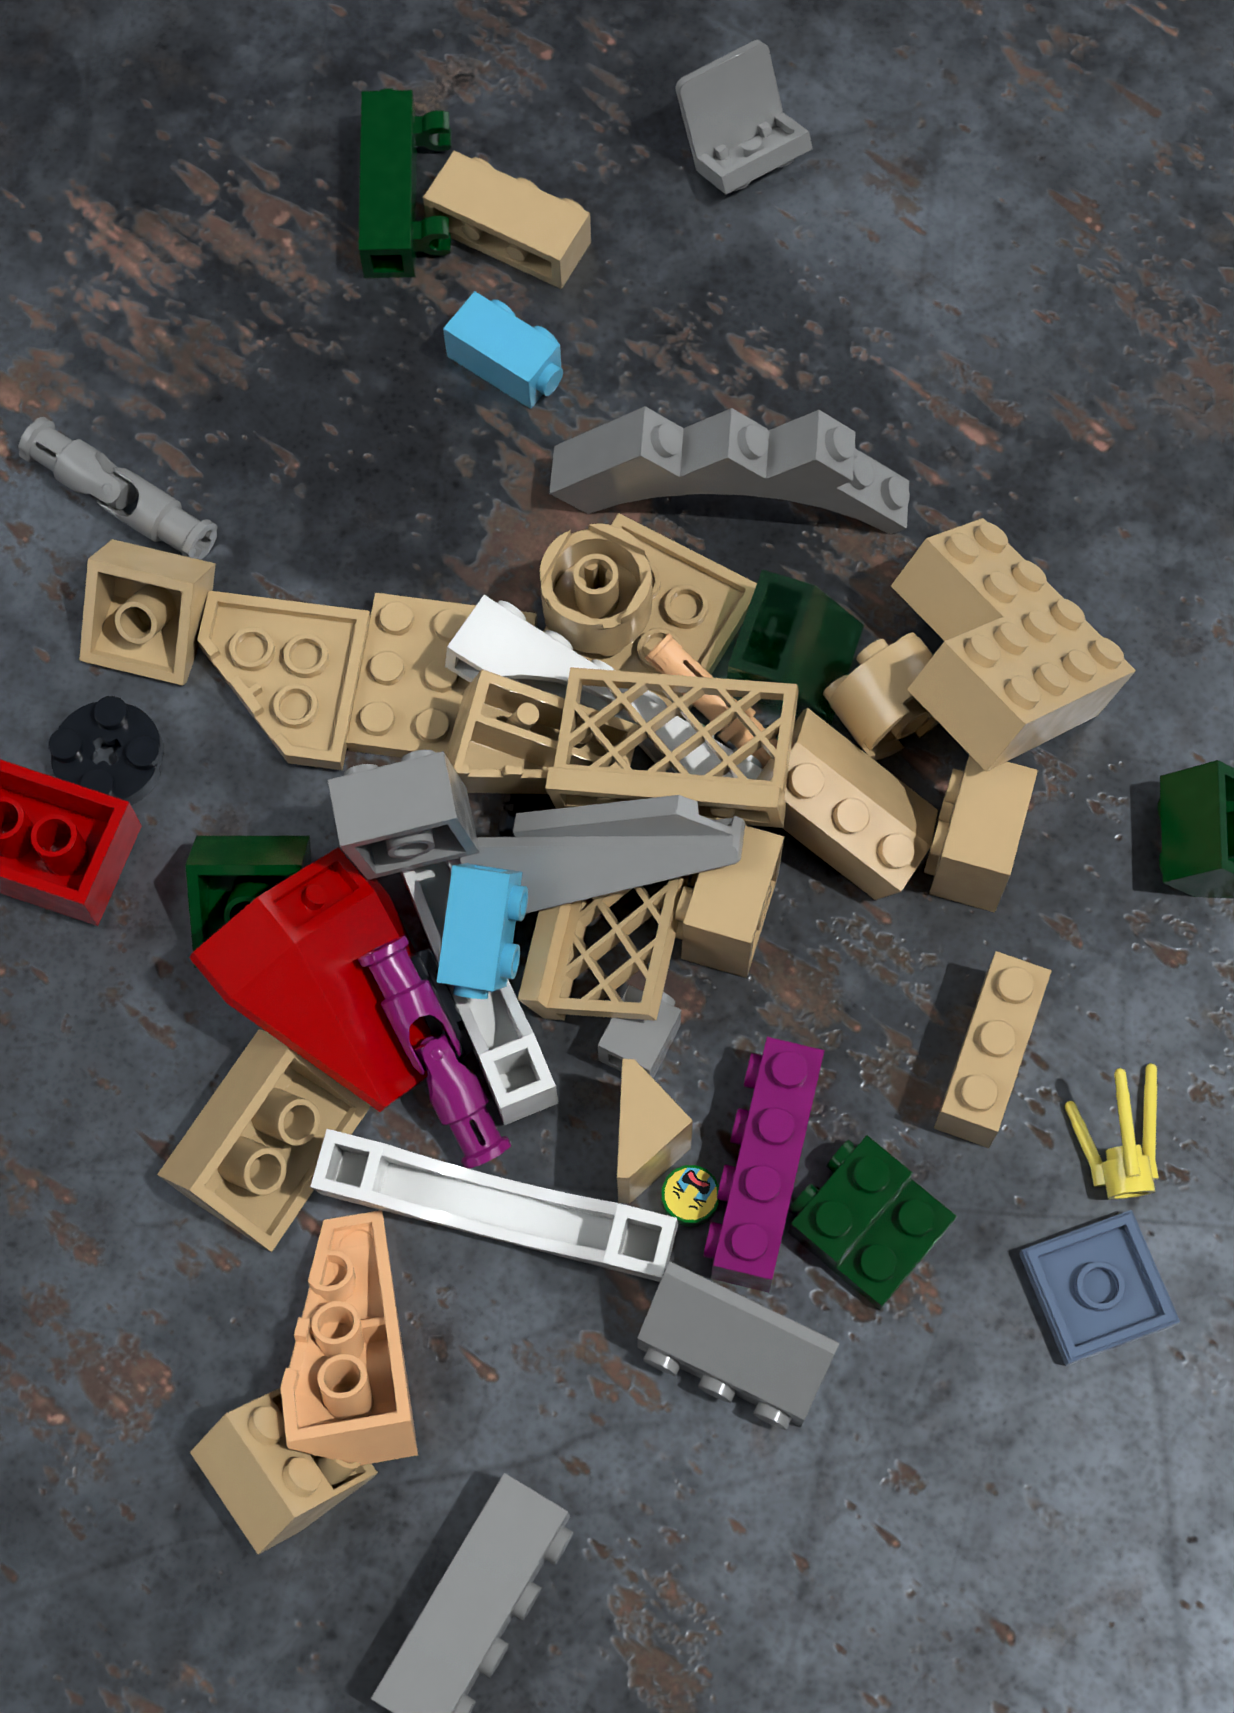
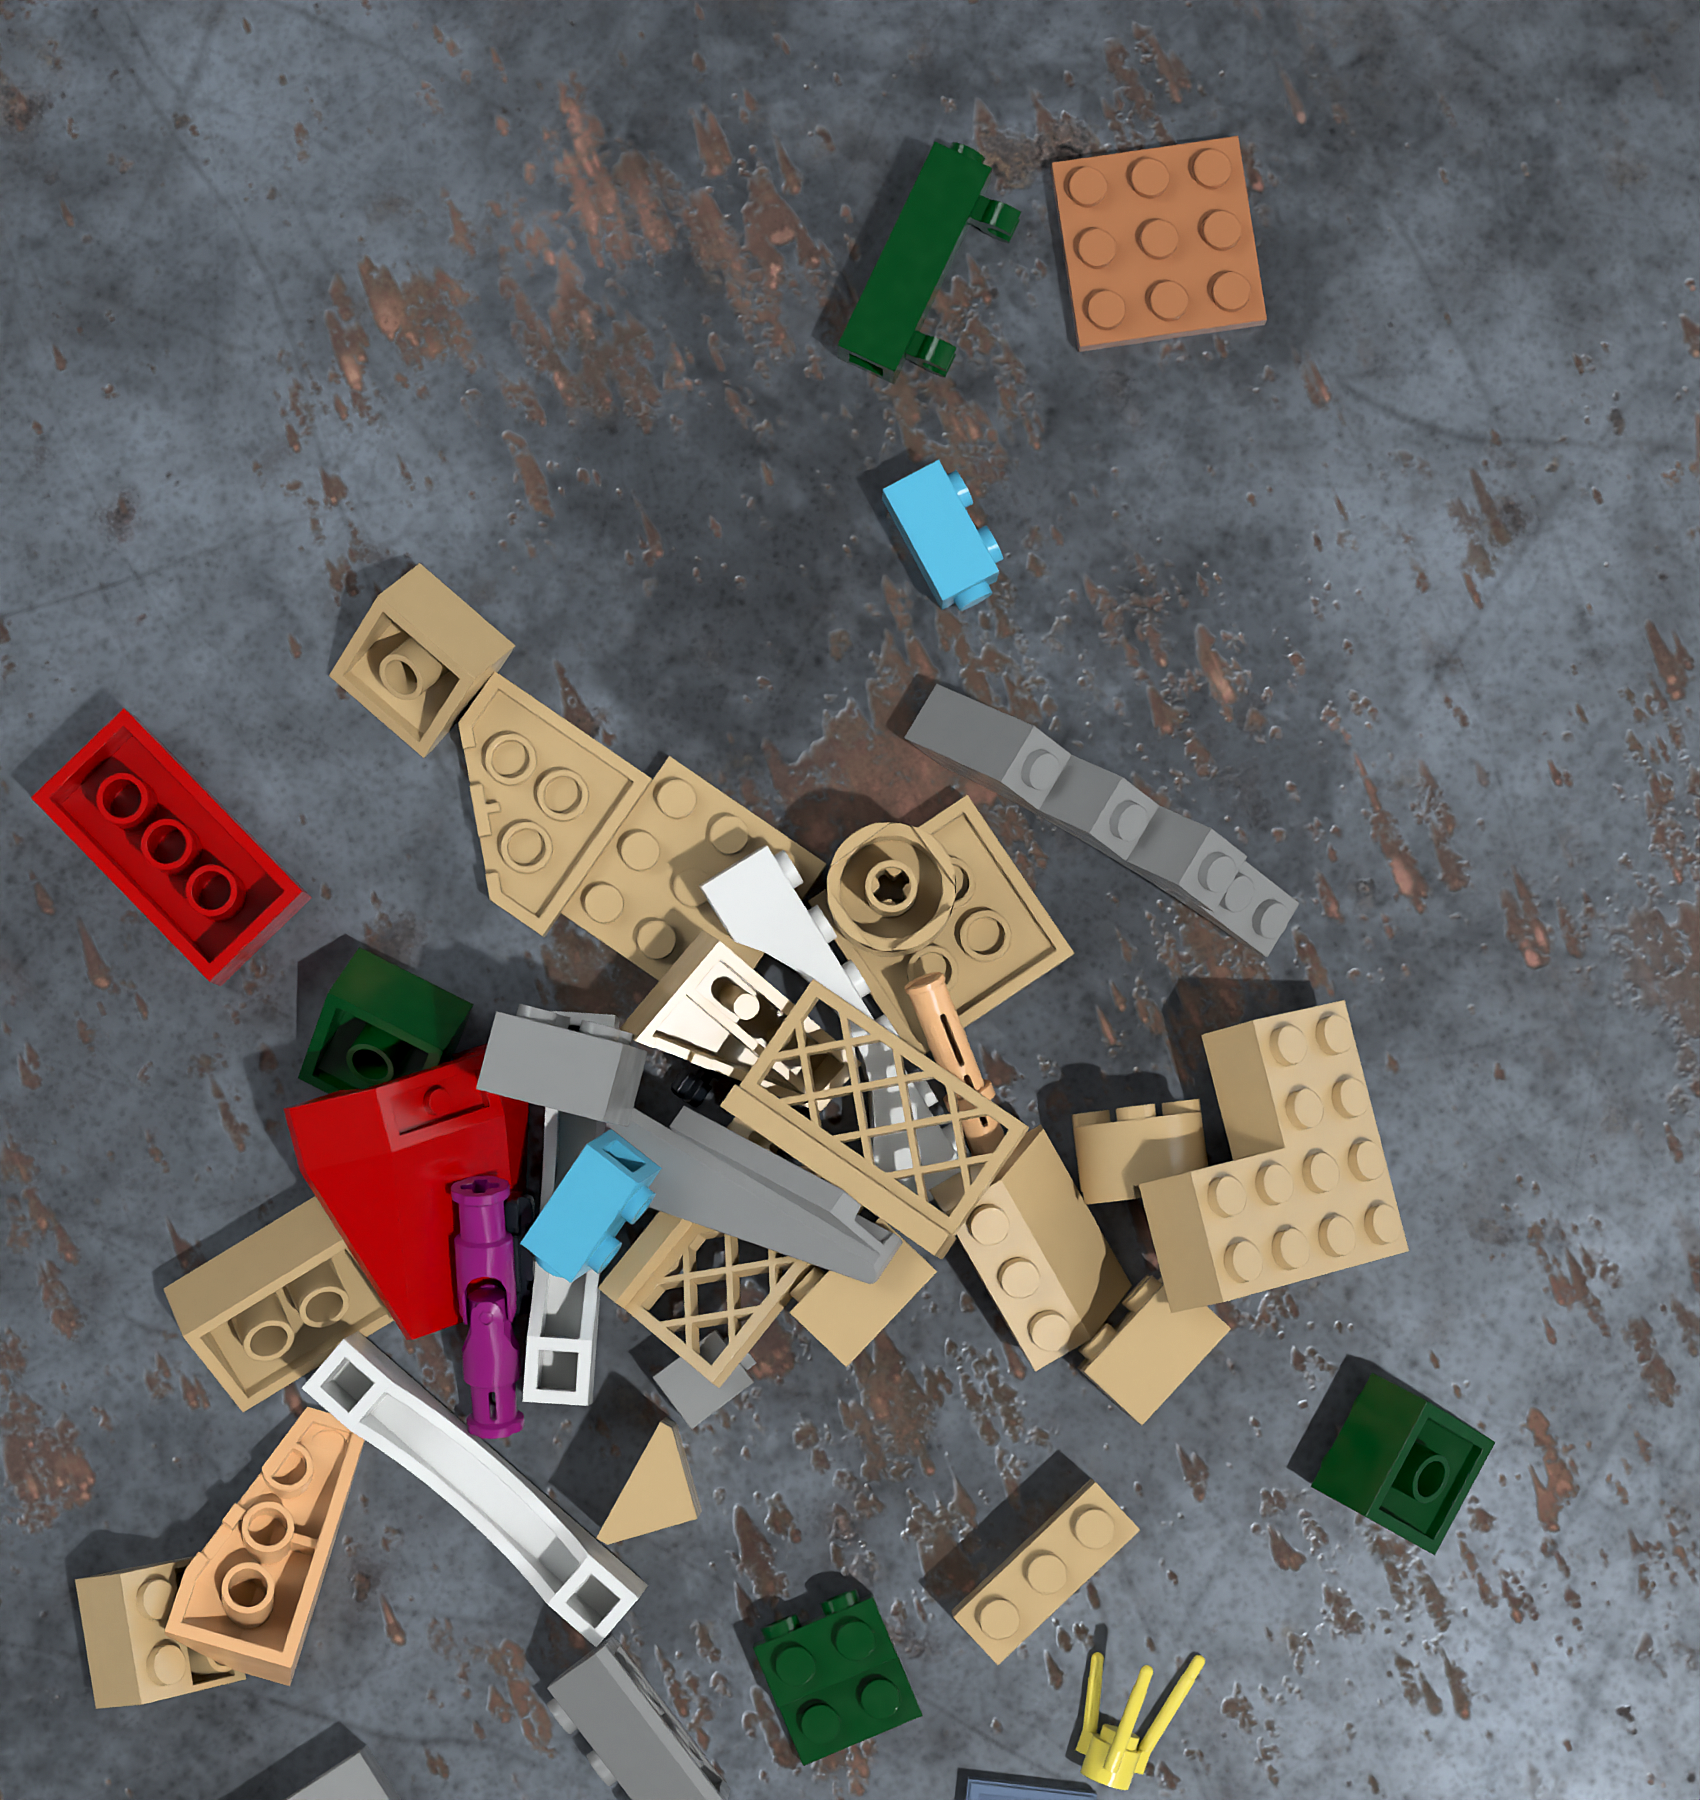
camera: 25 degrees right, 15 degrees up
(91, 472) = (441, 480): light grey piece -> none
(102, 724) = (342, 820): black plate -> none
(510, 218) = (1026, 372): tan brick -> none
(560, 102) = (1158, 243): none -> nougat plate
(690, 1195) = (675, 1562): tile -> none
(738, 119) = (1337, 387): light grey bracket -> none
(767, 1164) = (761, 1576): magenta brick -> none
(795, 638) = (1071, 1044): clear green slope -> none

